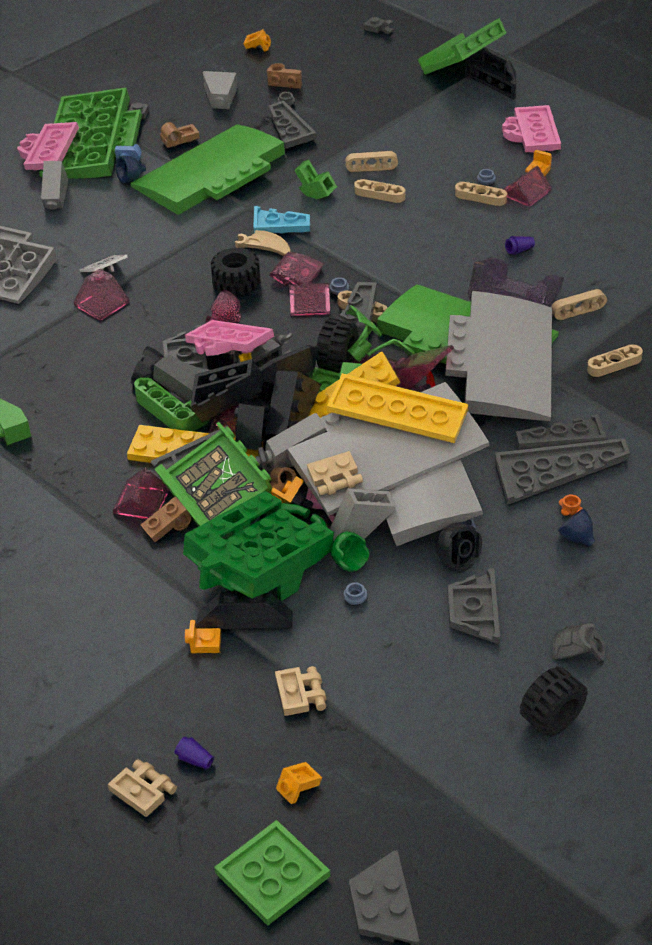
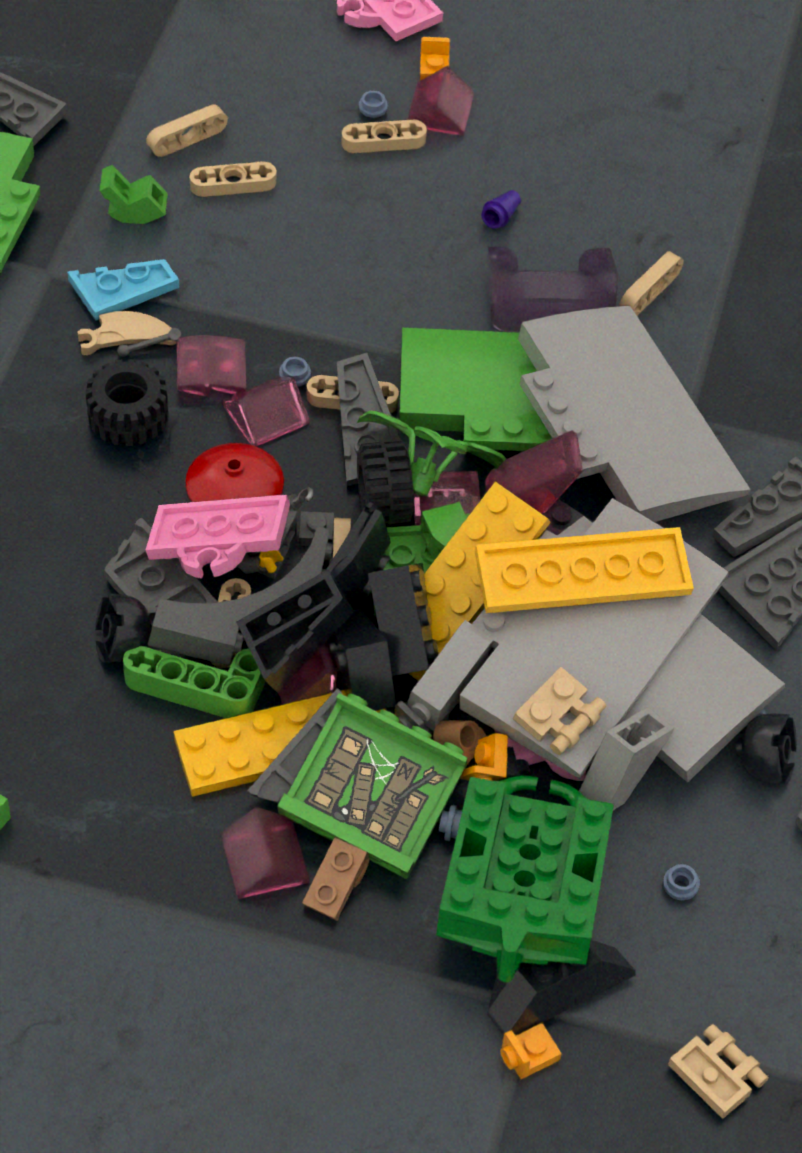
camera: 35 degrees left, 10 degrees up
(225, 308) = (164, 480): clear pink cylinder -> none
(272, 318) = (213, 476): none -> red dish
(287, 249) = (123, 350): none -> dark grey hinge
(349, 551) = (635, 820): green hair -> none
(627, 356) = (755, 371): tan beam -> none

